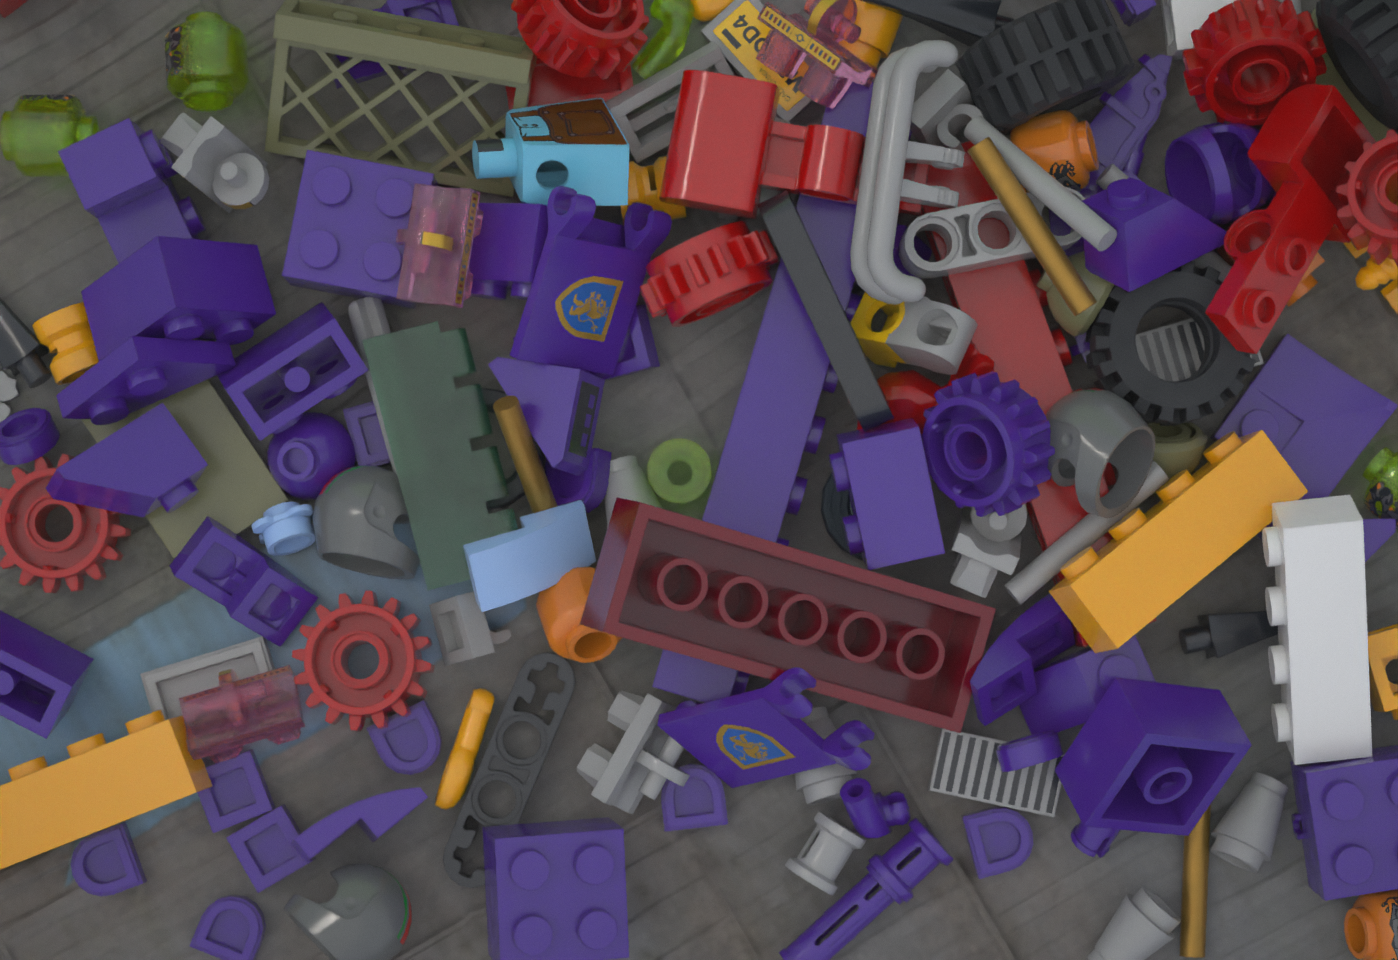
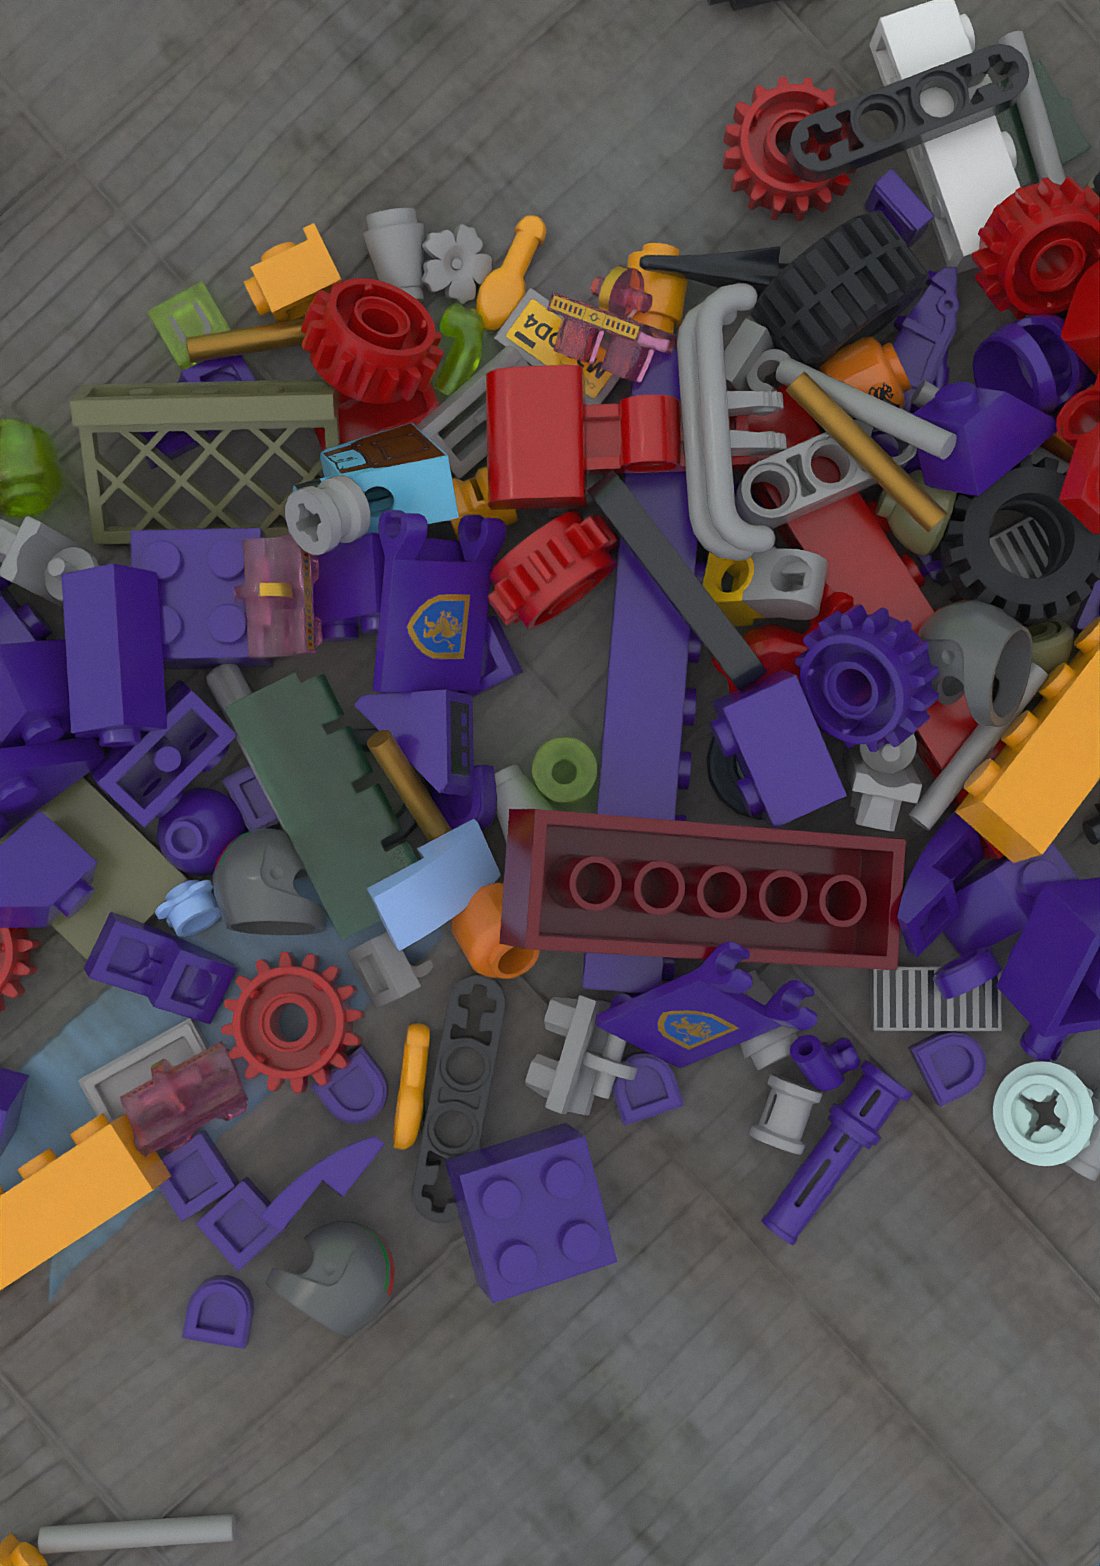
camera: 15 degrees left, 0 degrees up
(107, 862) = (85, 1272): dark purple tile -> none
(268, 268) = (114, 653): none -> dark purple brick
(502, 178) = (327, 514): none -> light grey wheel
(1052, 905) = (1017, 1120): none -> light aqua gear

